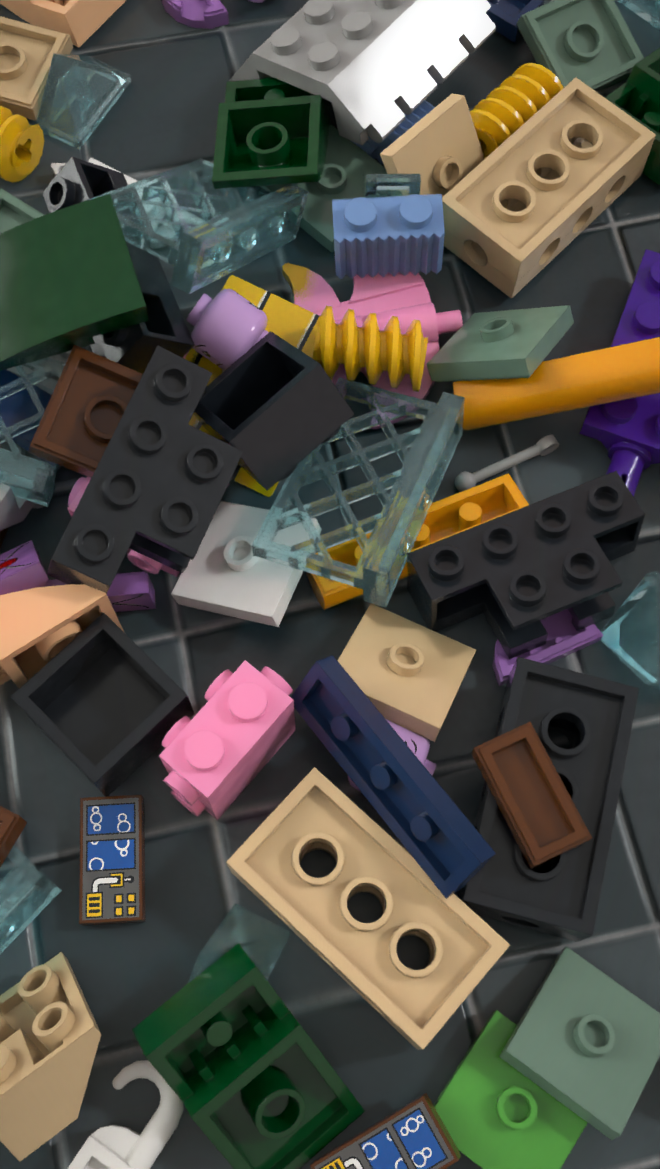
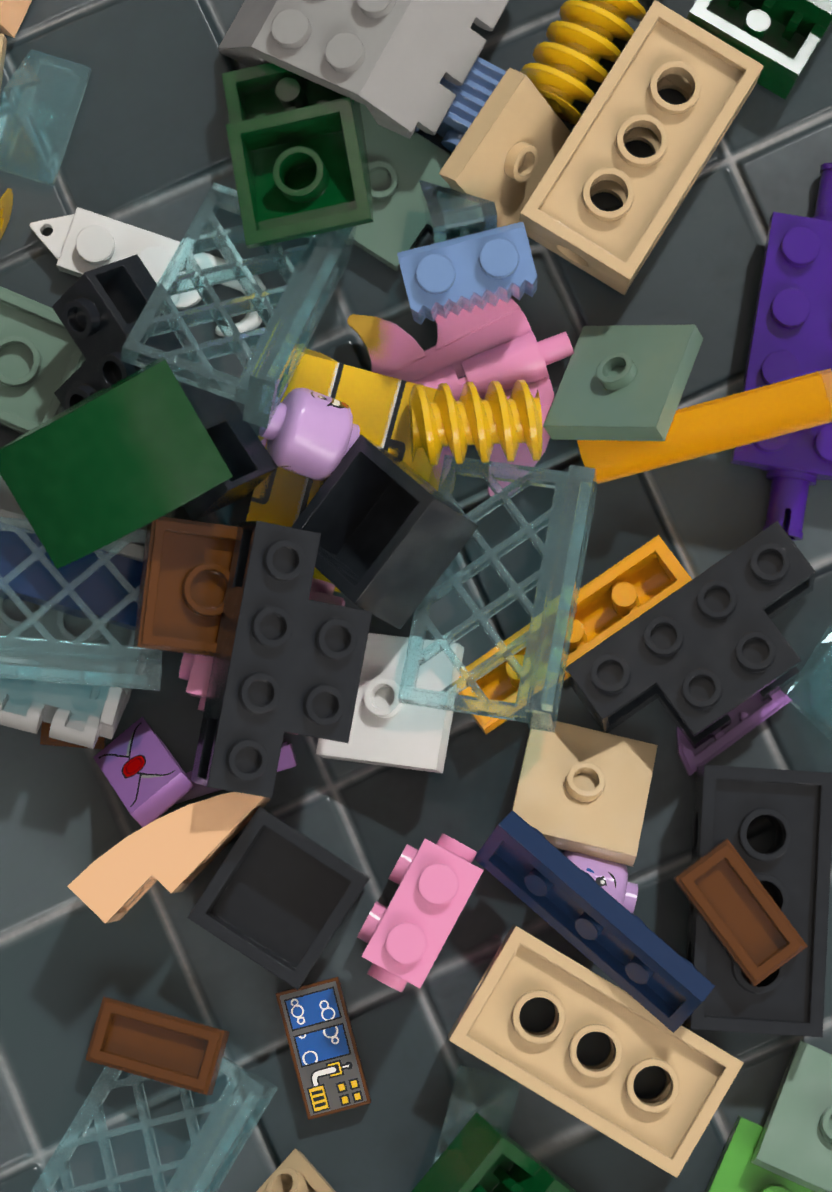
camera: 10 degrees left, 15 degrees up
(543, 447) = (612, 544): light grey hinge -> none

